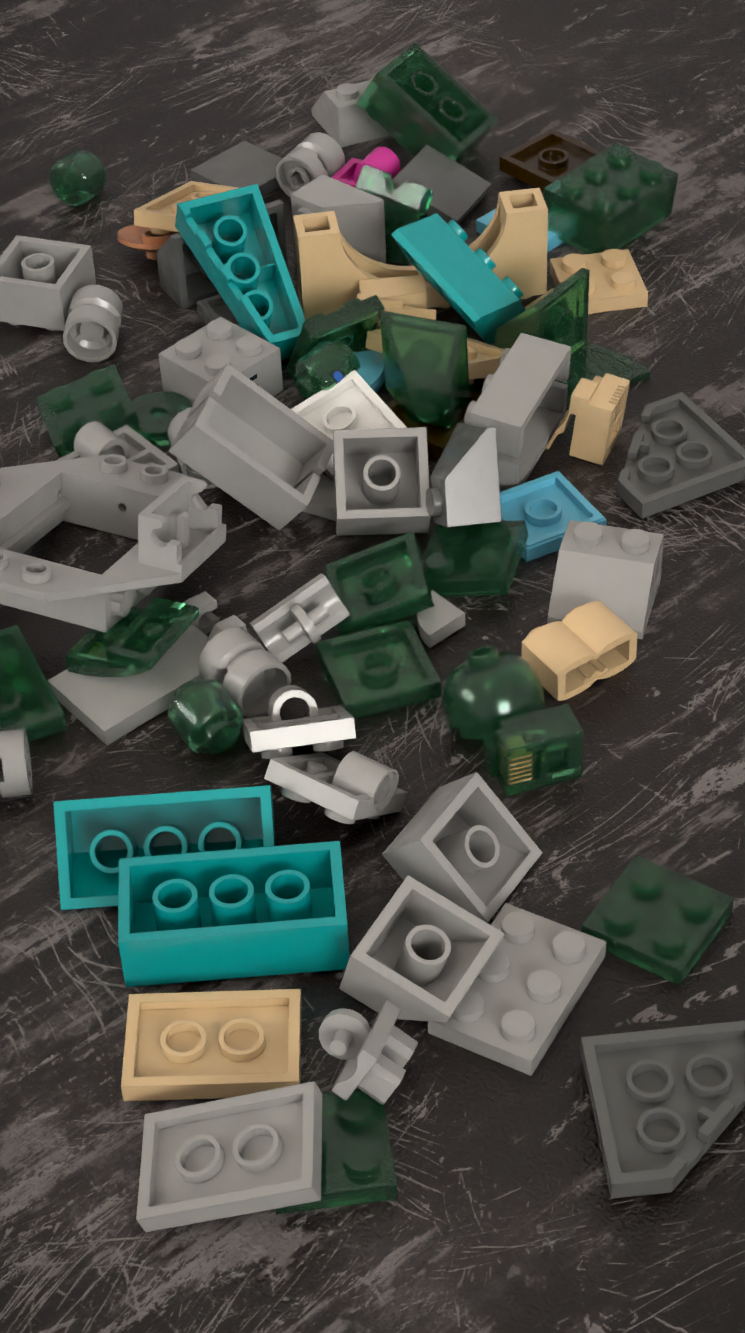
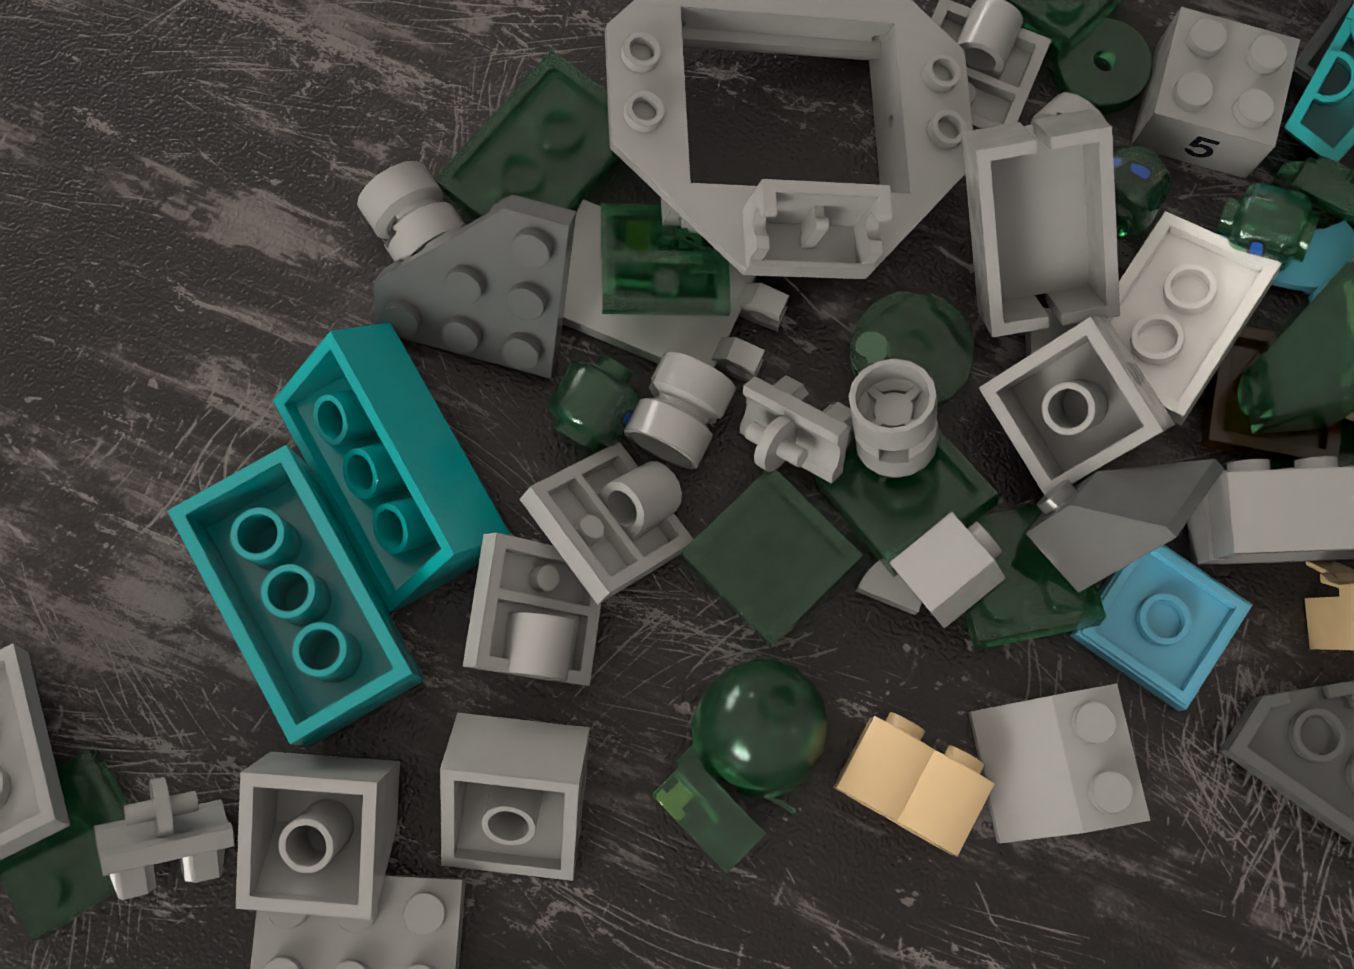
camera: 60 degrees right, 35 degrees up
(84, 723) = (487, 287): none -> dark grey plate
(211, 1044) = (139, 661): tan plate -> none
(281, 563) = (918, 331): none -> clear green tile
(330, 547) = (894, 417): none -> light grey wheel
(447, 568) = (950, 567): none -> light grey brick

